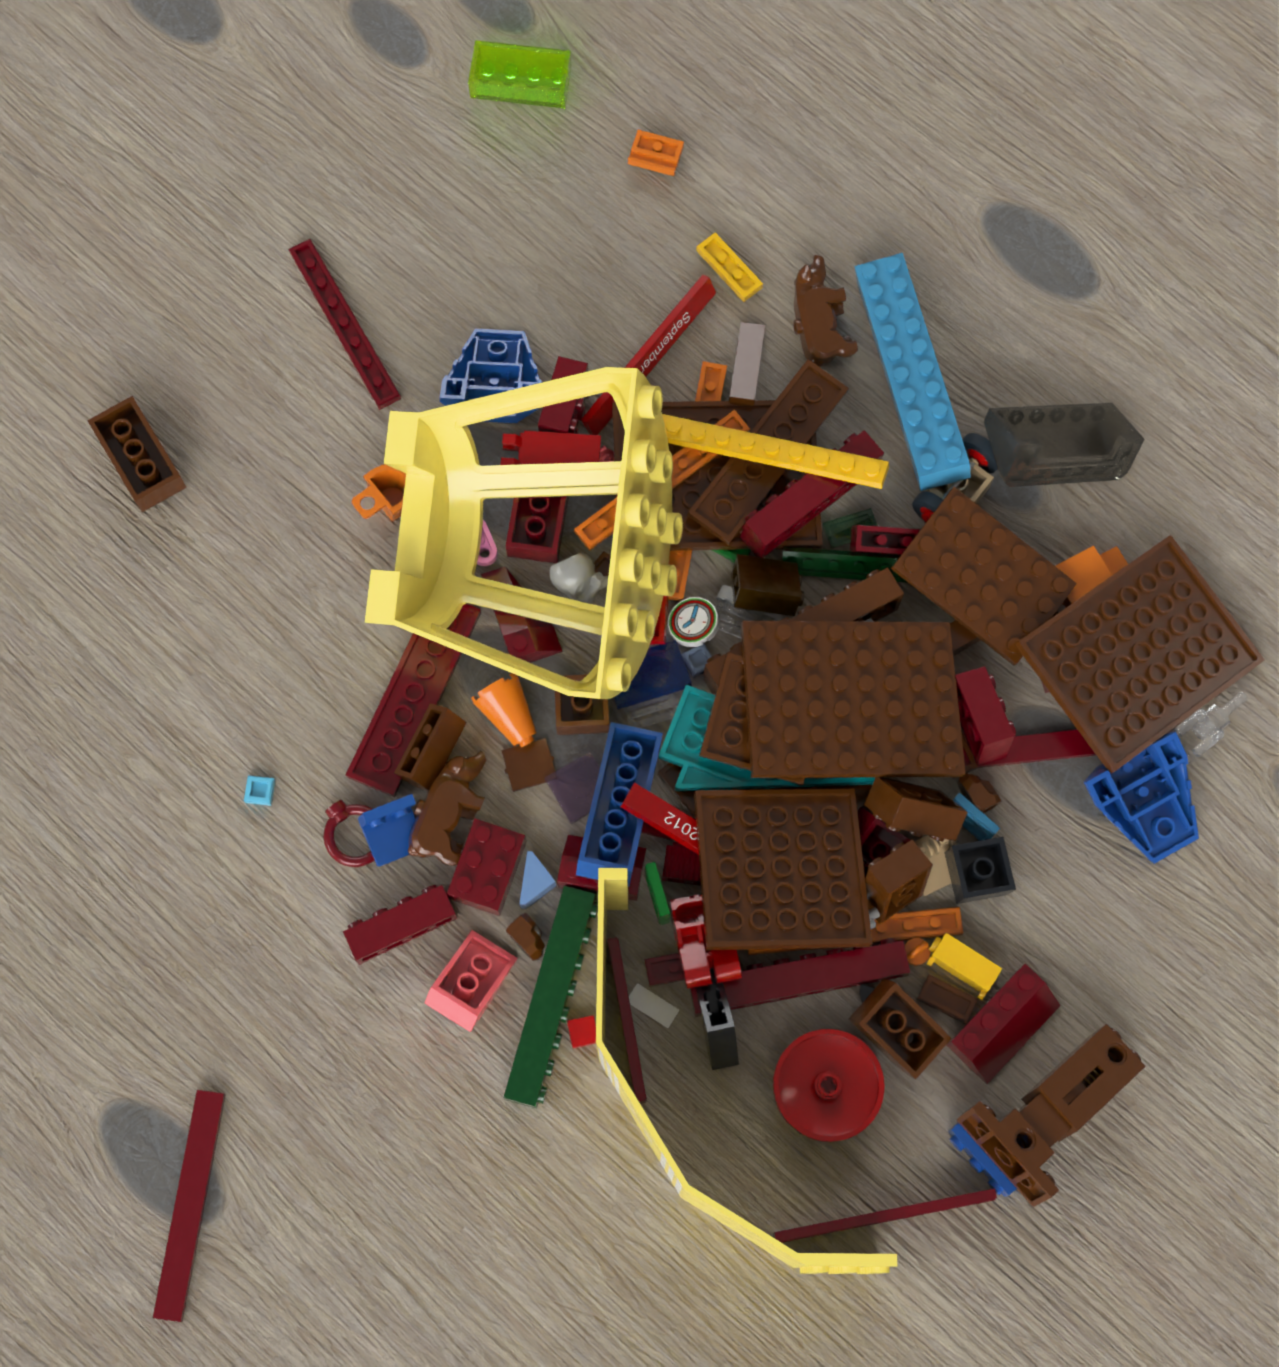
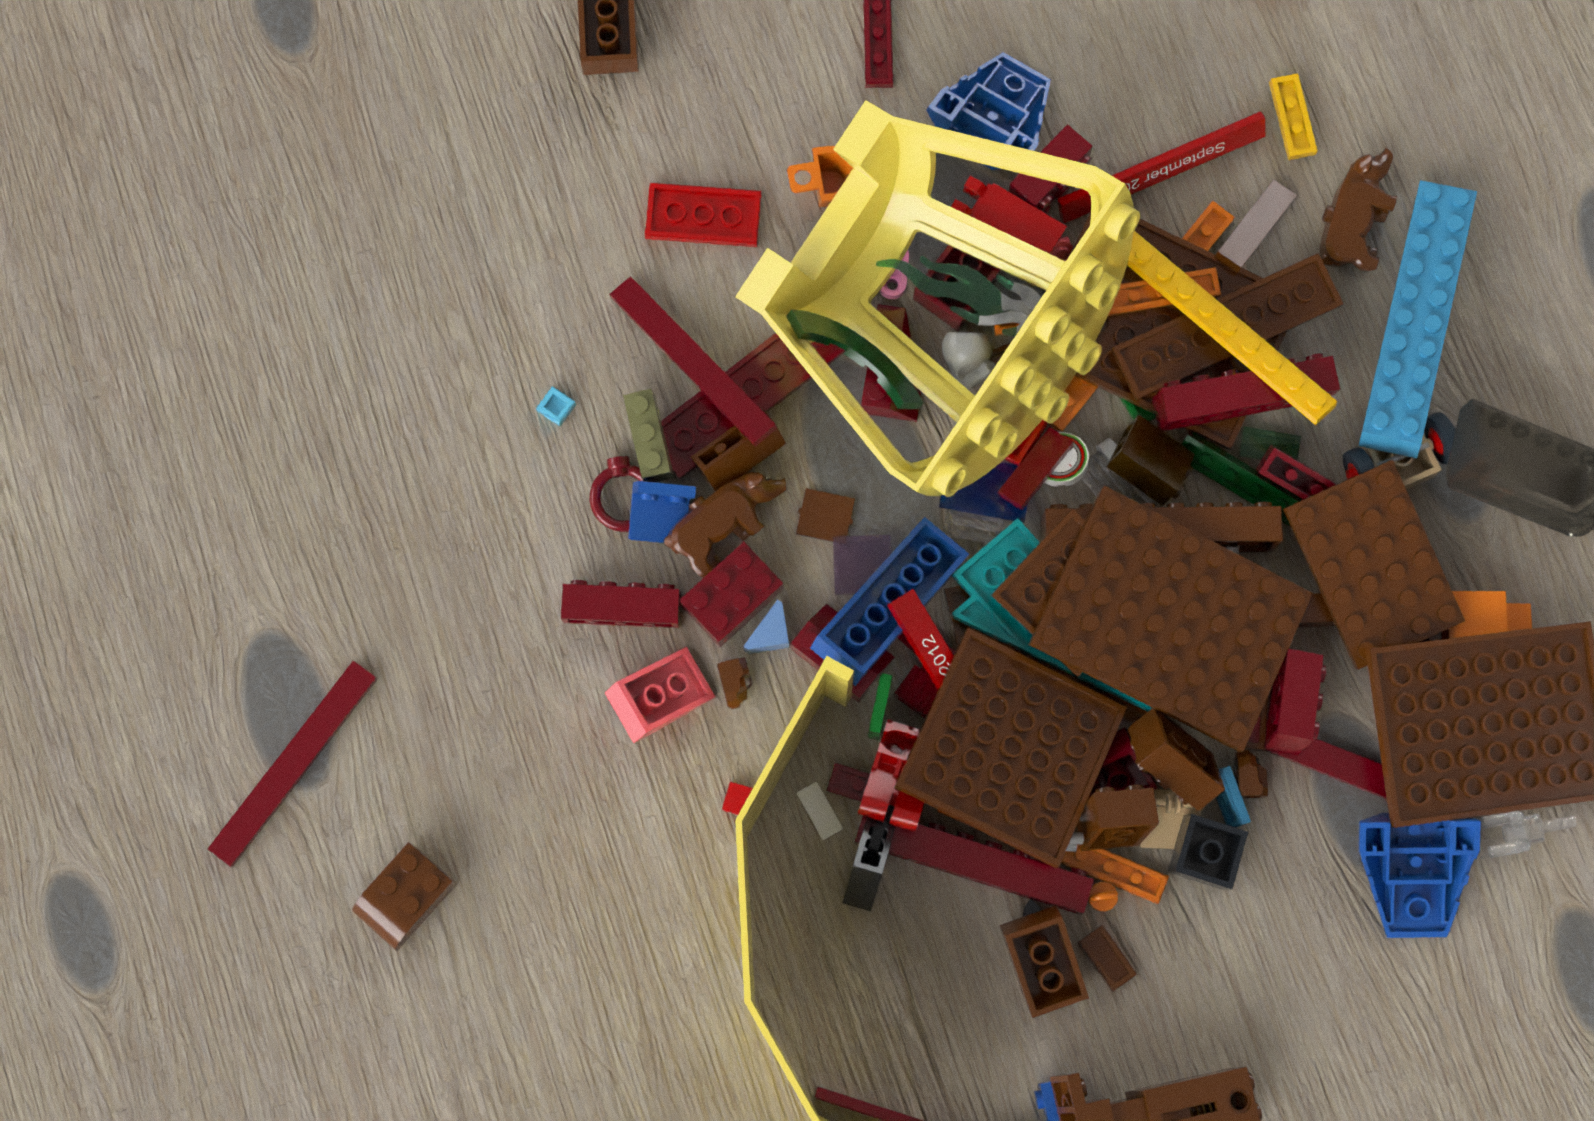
camera: 30 degrees right, 5 degrees up
(300, 575) = (703, 214): none -> red tile
(343, 1265) = (403, 896): none -> reddish brown brick
(350, 773) = (648, 436): none -> olive brick
(355, 694) = (693, 361): none -> dark red tile
(453, 613) = (827, 332): none -> dark green tile
(507, 710) = (832, 453): orange cone -> none
(550, 997) = (724, 752): dark green brick -> none
(557, 522) = (974, 290): none -> clear green piece
(580, 714) = (898, 497): reddish brown brick -> none
(627, 1020) = (786, 812): dark red tile -> none
(678, 638) = (1035, 468): none -> dark red tile
(696, 659) = (1044, 497): sand blue tile -> none
(828, 1085) = (945, 977): red dish -> none
(964, 963) = (1142, 933): yellow brick -> none
(1004, 1023) = (1150, 1012): dark red slope -> none

